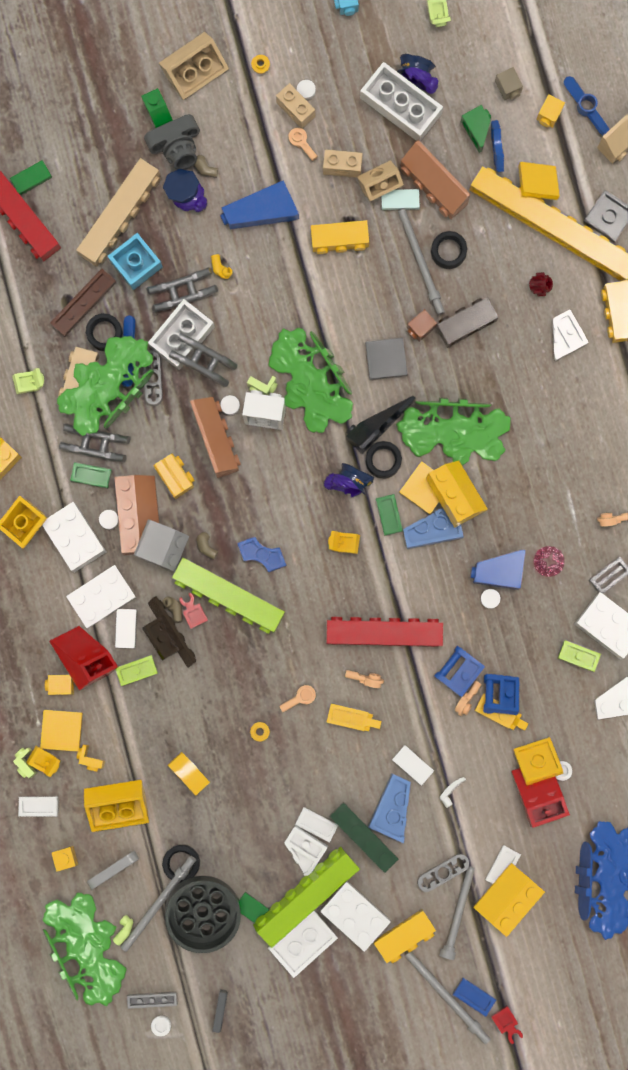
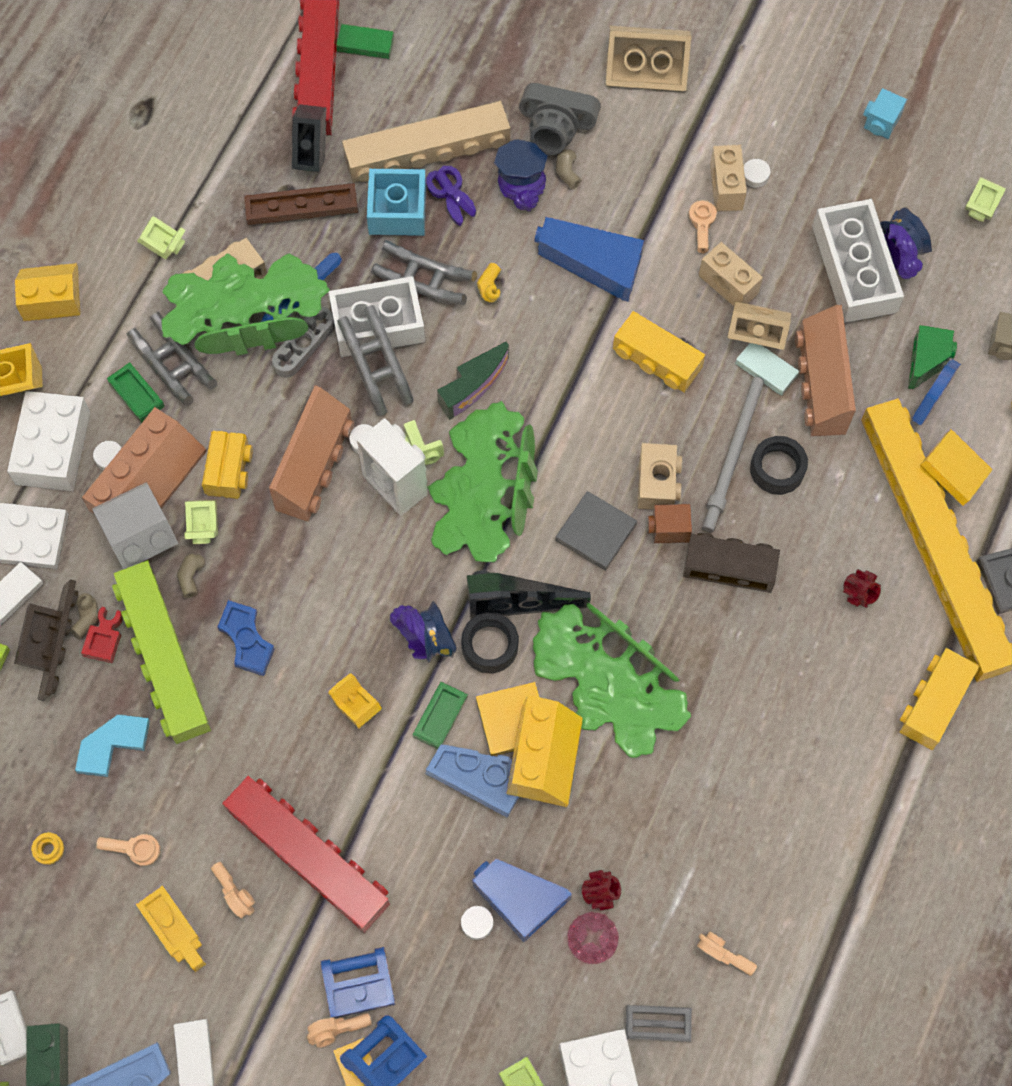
camera: 35 degrees right, 15 degrees down
(58, 263) = (308, 138): none -> black brick
(94, 321) = (291, 232): black tyre -> none
(156, 108) = (567, 65): green slope -> none
(159, 232) = (453, 194): none -> dark purple piece
(188, 515) = (201, 521): none -> yellowish green bracket
(242, 650) = (98, 747): none -> medium azure tile
(259, 329) = (472, 380): none -> dark green slope
(260, 69) = (726, 116): yellow plate -> none
(396, 316) = (658, 460): none -> tan brick
(536, 536) = (601, 890): none -> dark red gear
(567, 335) = (846, 675): white wing -> none

